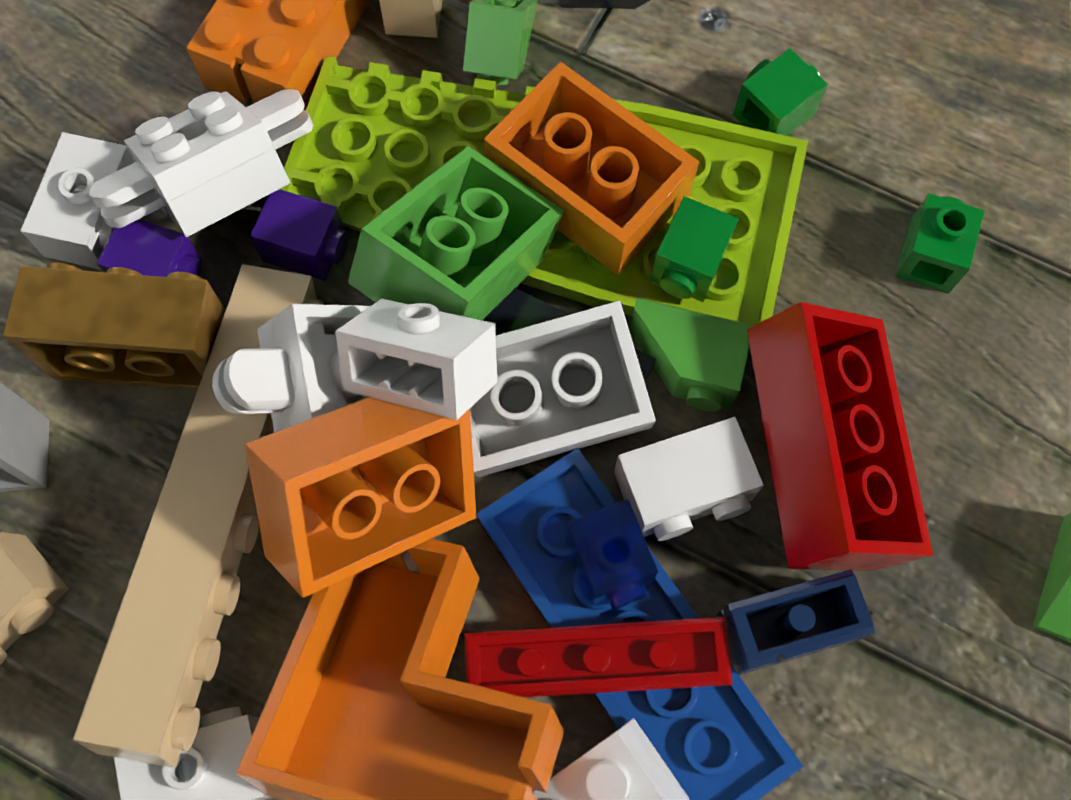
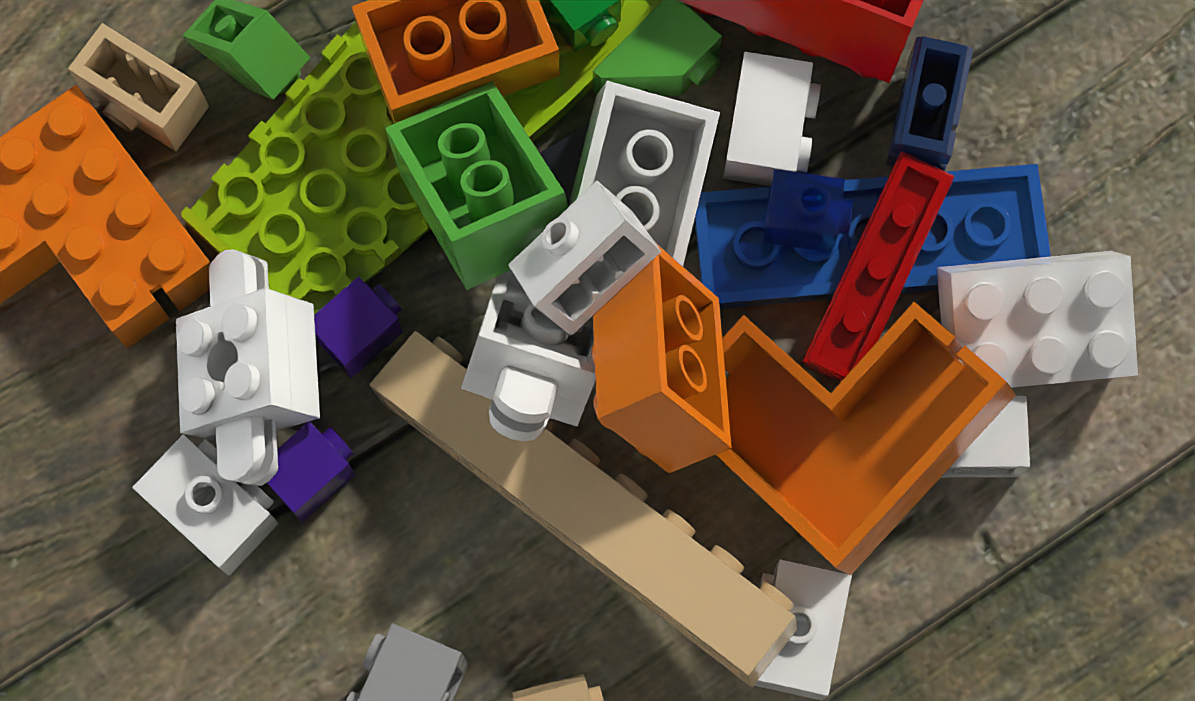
camera: 60 degrees left, 5 degrees up
(115, 325) = (376, 510): pearl gold brick -> none

